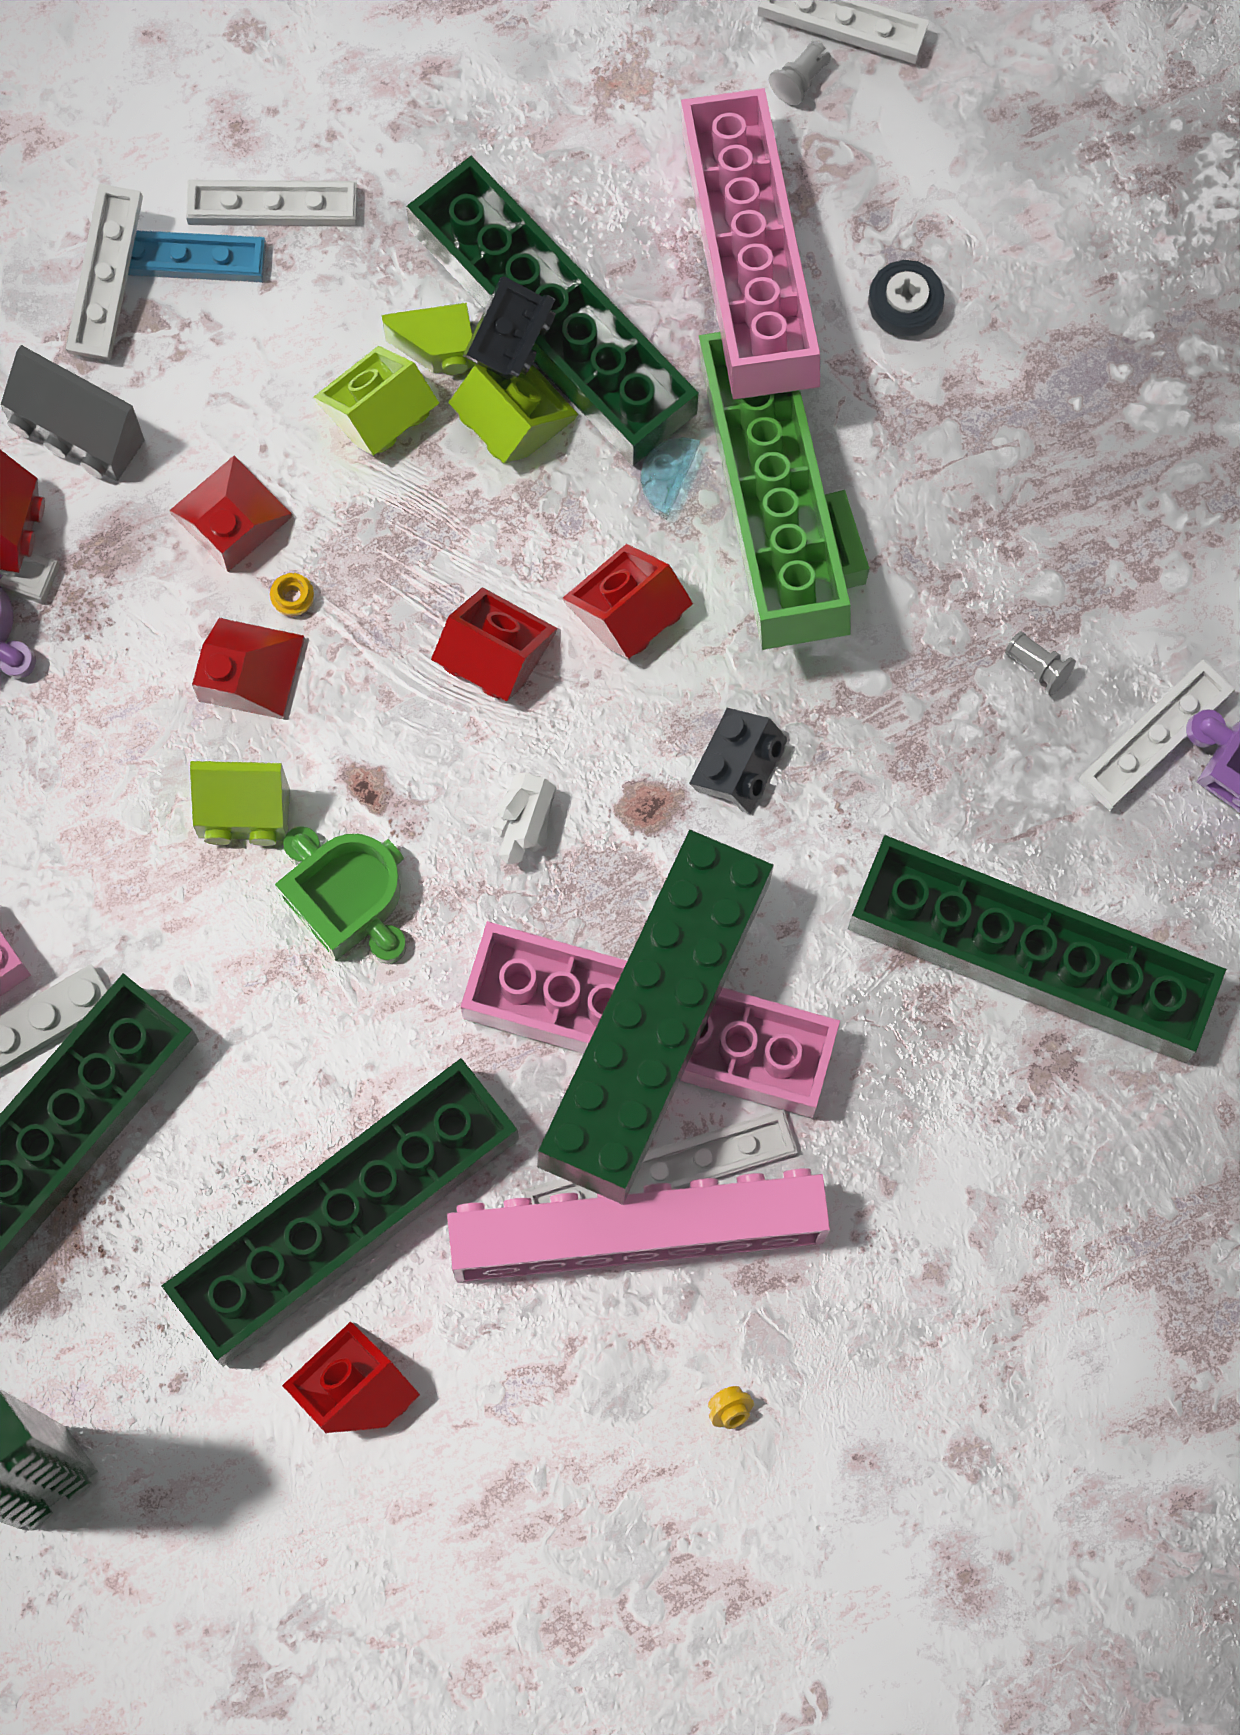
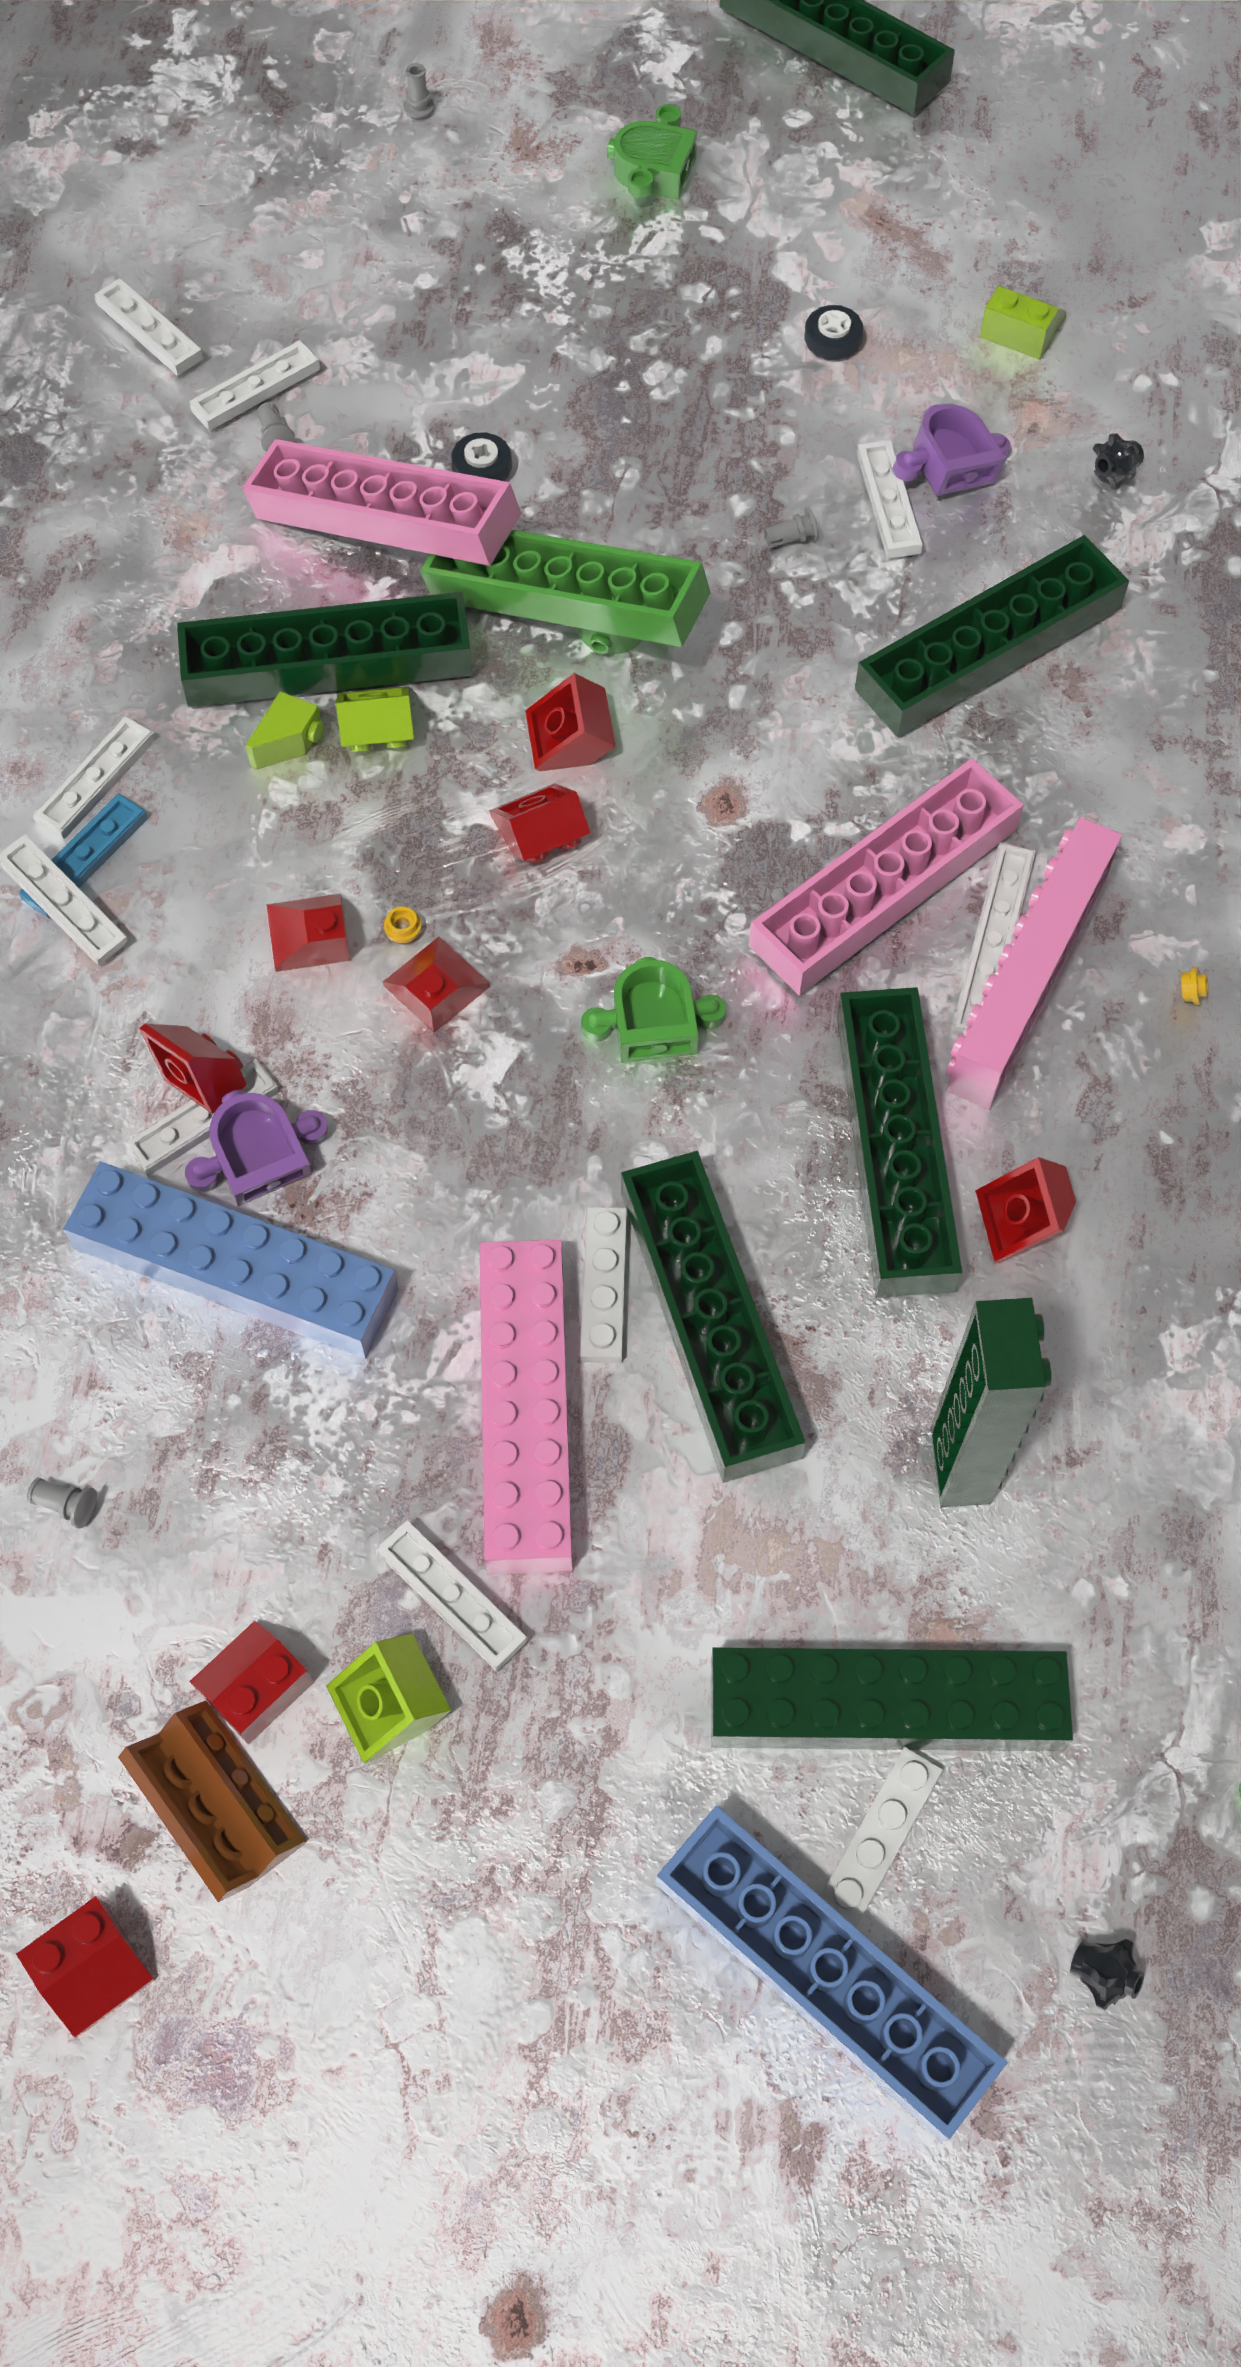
camera: 55 degrees left, 10 degrees down
(70, 415) = (154, 977): dark grey slope -> none
(239, 802) = (540, 1033): lime slope -> none
(377, 400) = (300, 789): lime slope -> none
(510, 329) = (331, 662): black bracket -> none
(524, 816) = (680, 871): white rock -> none
(654, 1017) = (904, 849): dark green brick -> none
(665, 473) = (494, 660): clear light blue plate -> none
(739, 758) = (731, 728): black bracket -> none

